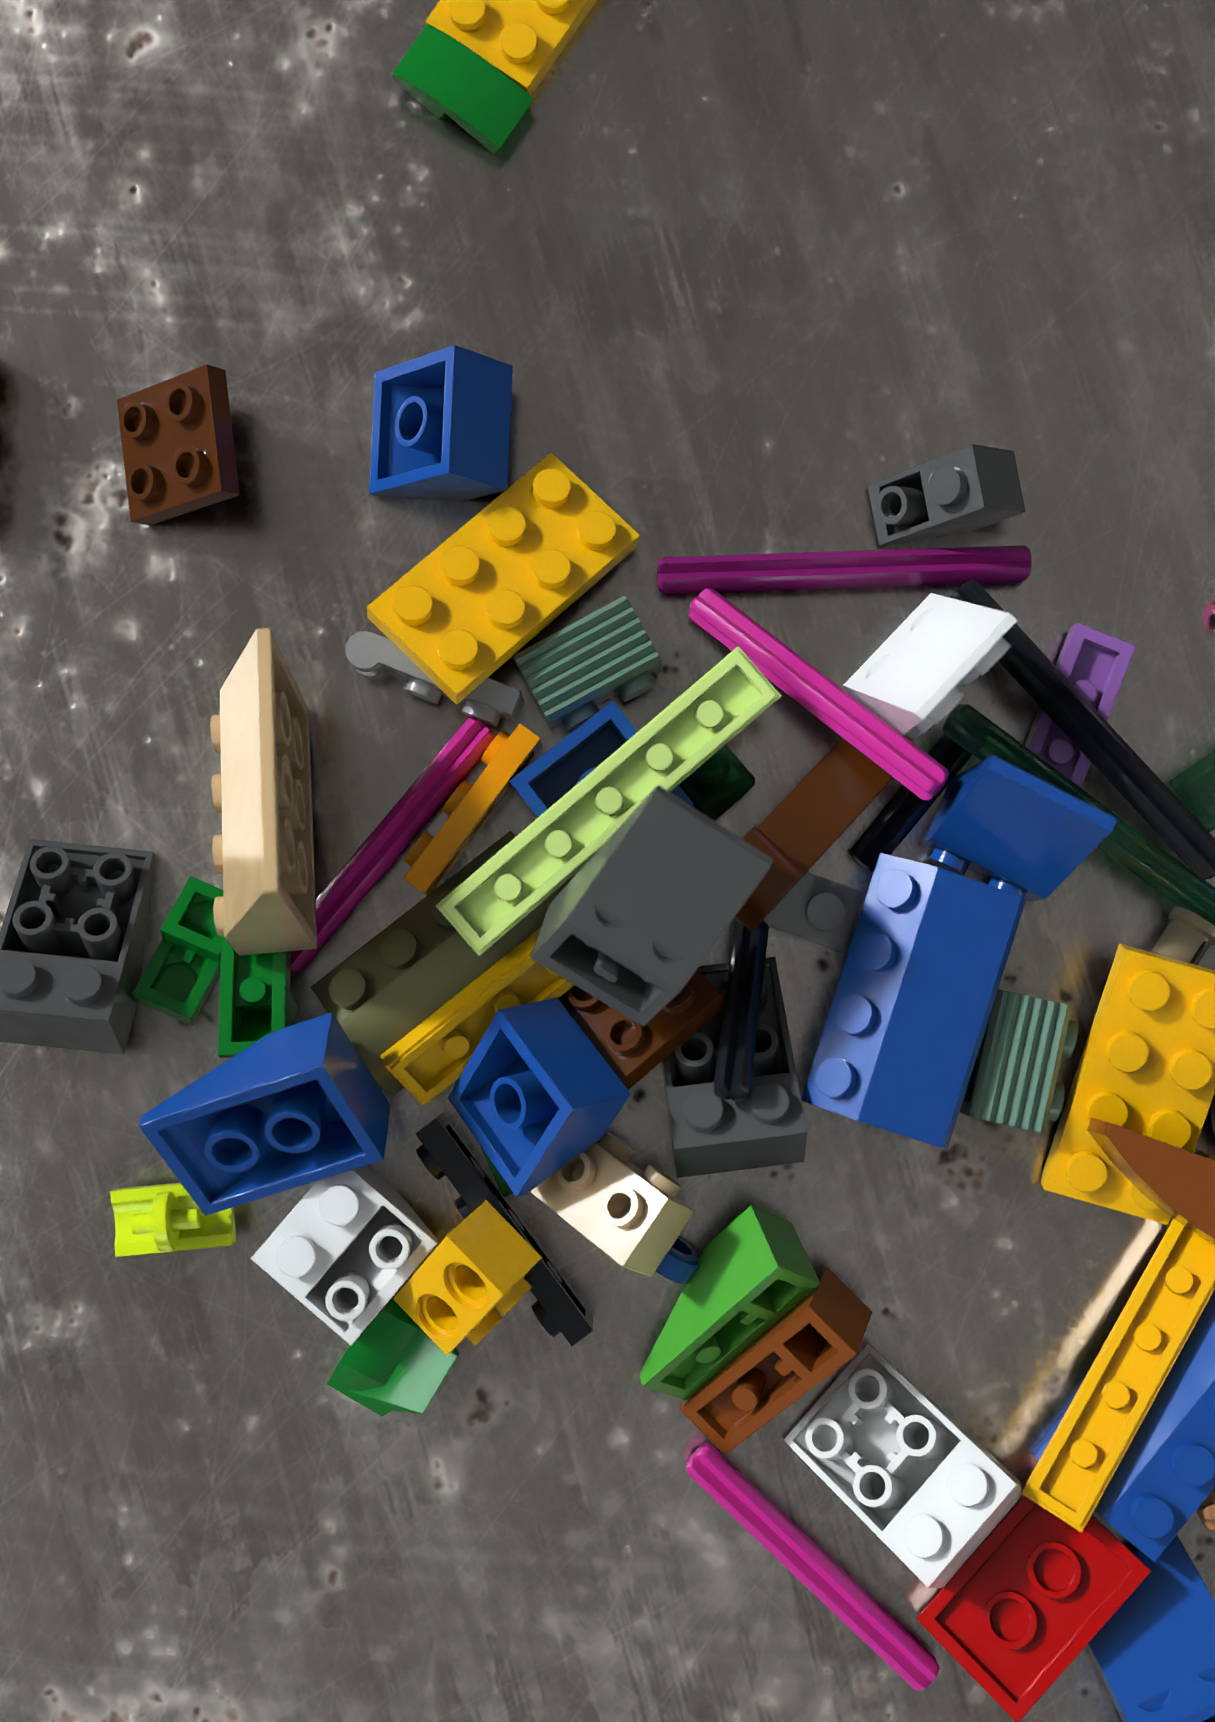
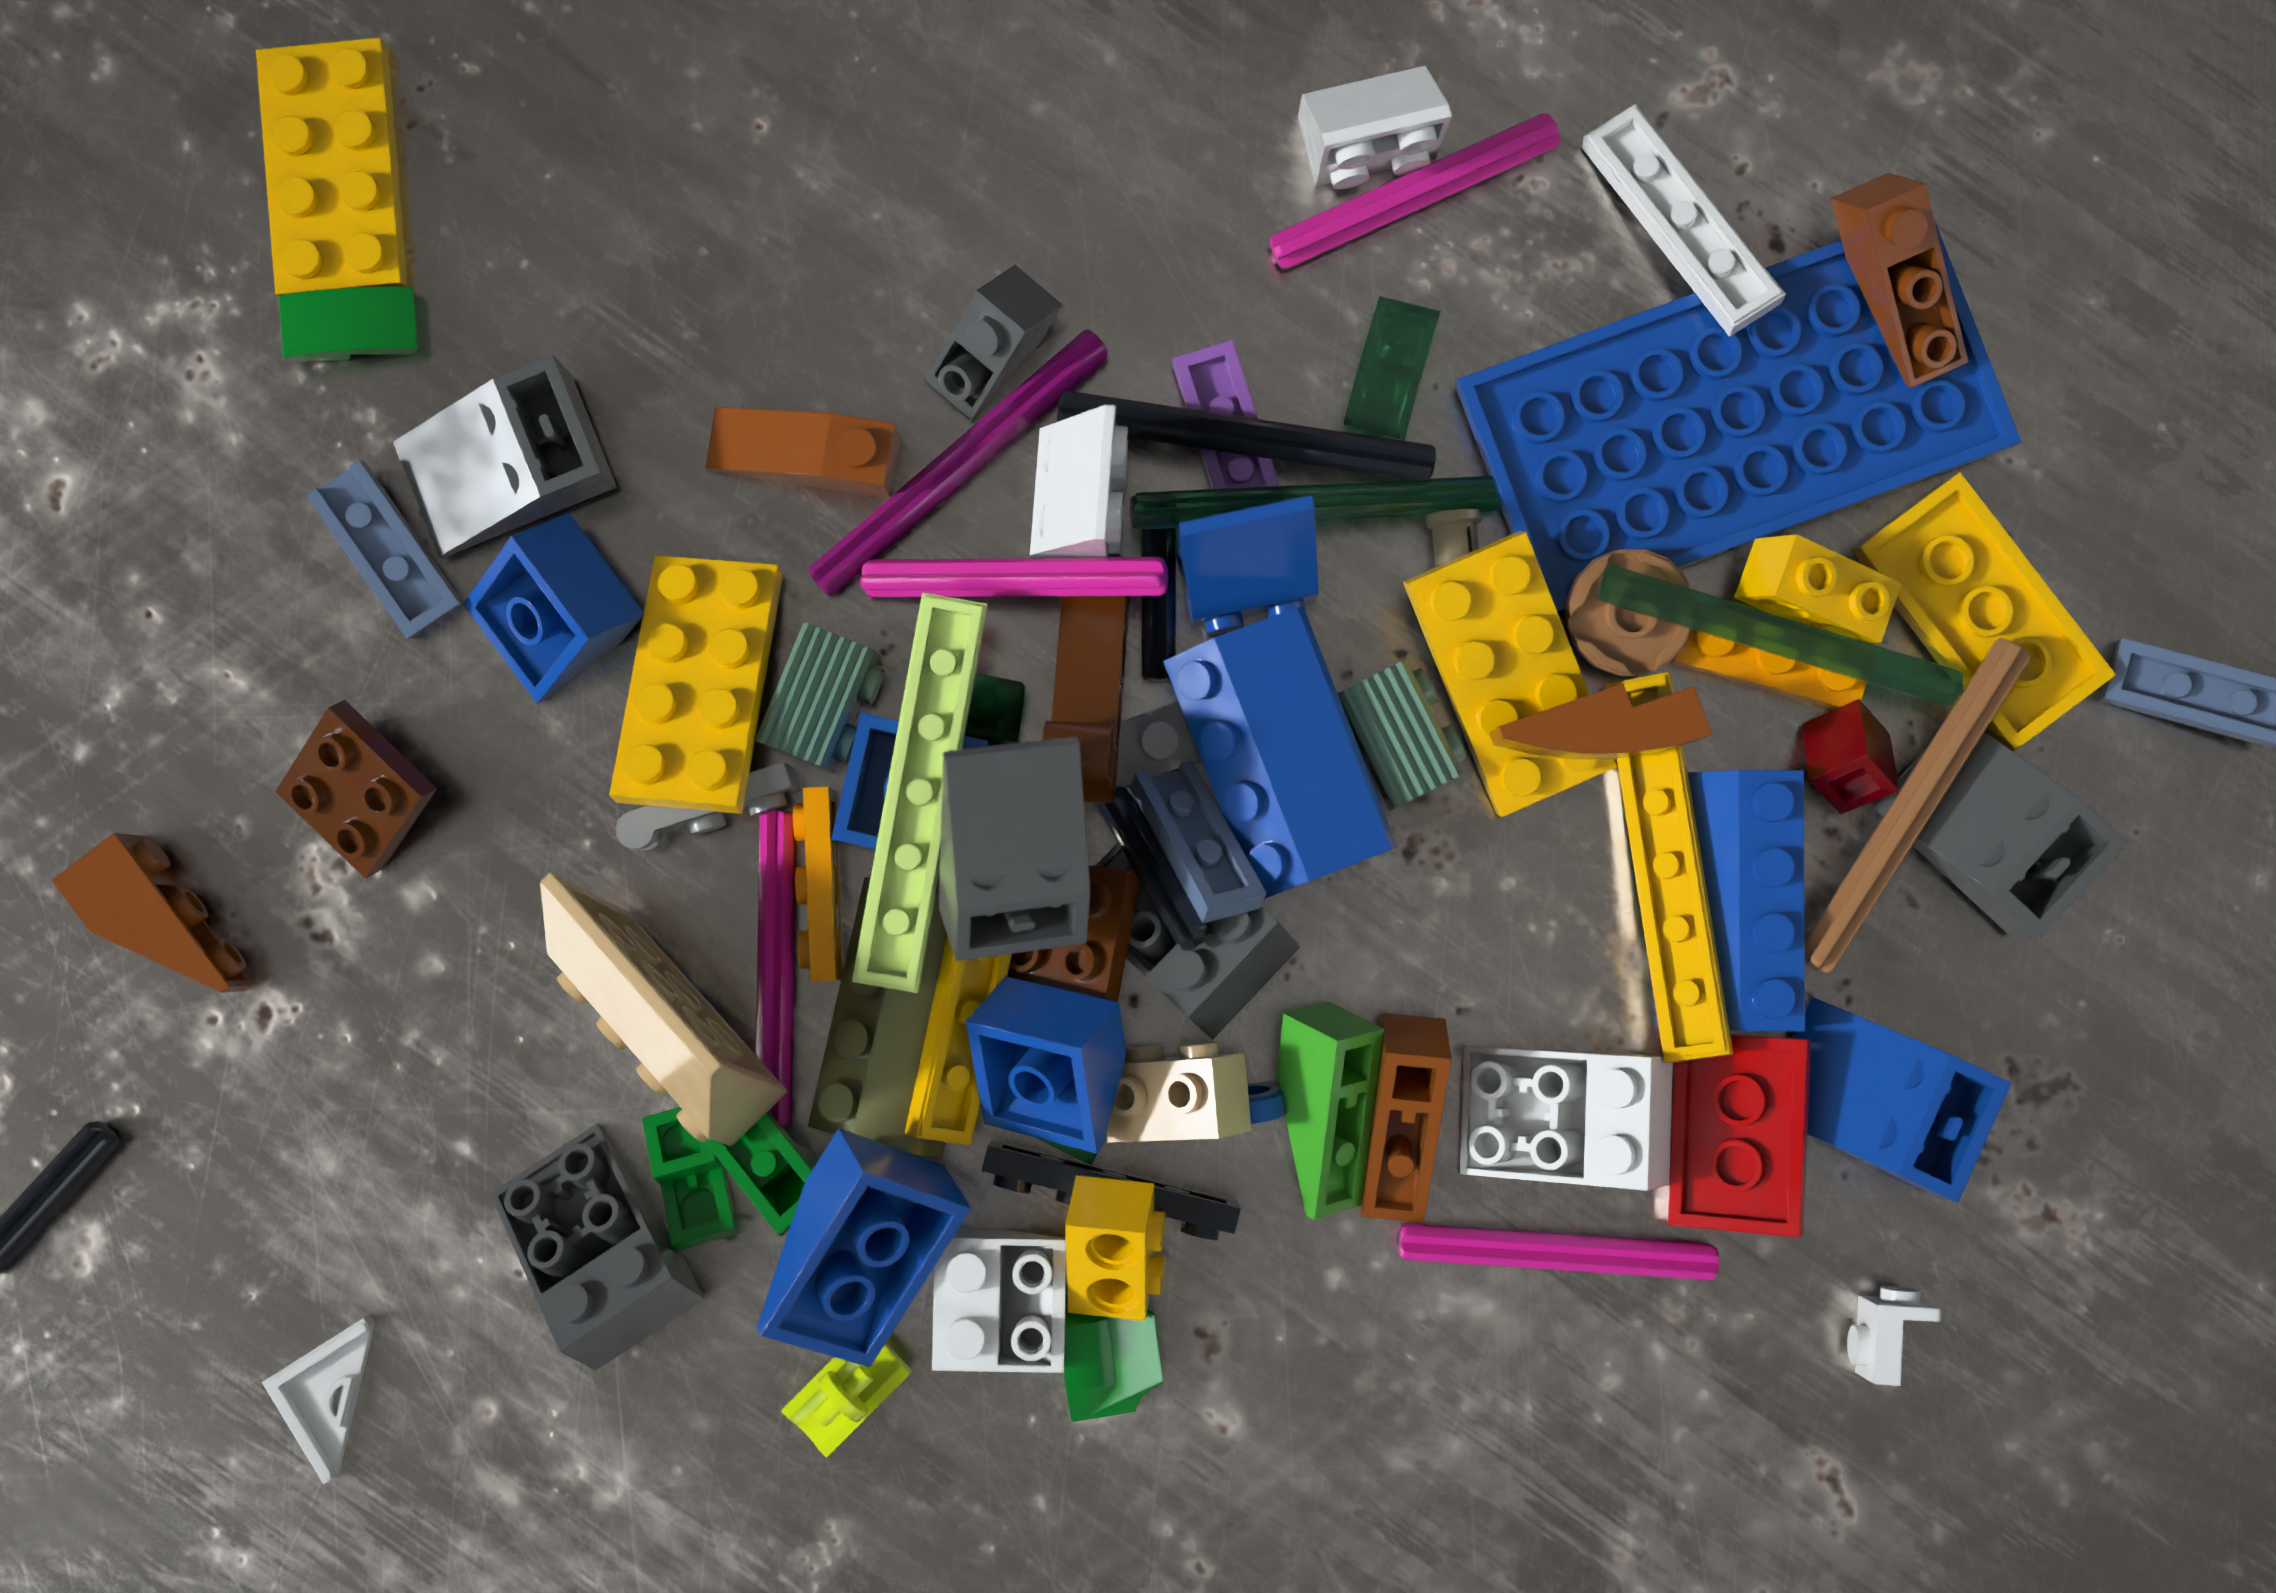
camera: 40 degrees left, 0 degrees up
(349, 282) = (385, 549): none -> sand blue hinge
(498, 283) = (504, 457): none -> slope
(735, 465) = (806, 449): none -> dark orange slope
(793, 1018) = (1198, 843): none -> sand blue hinge

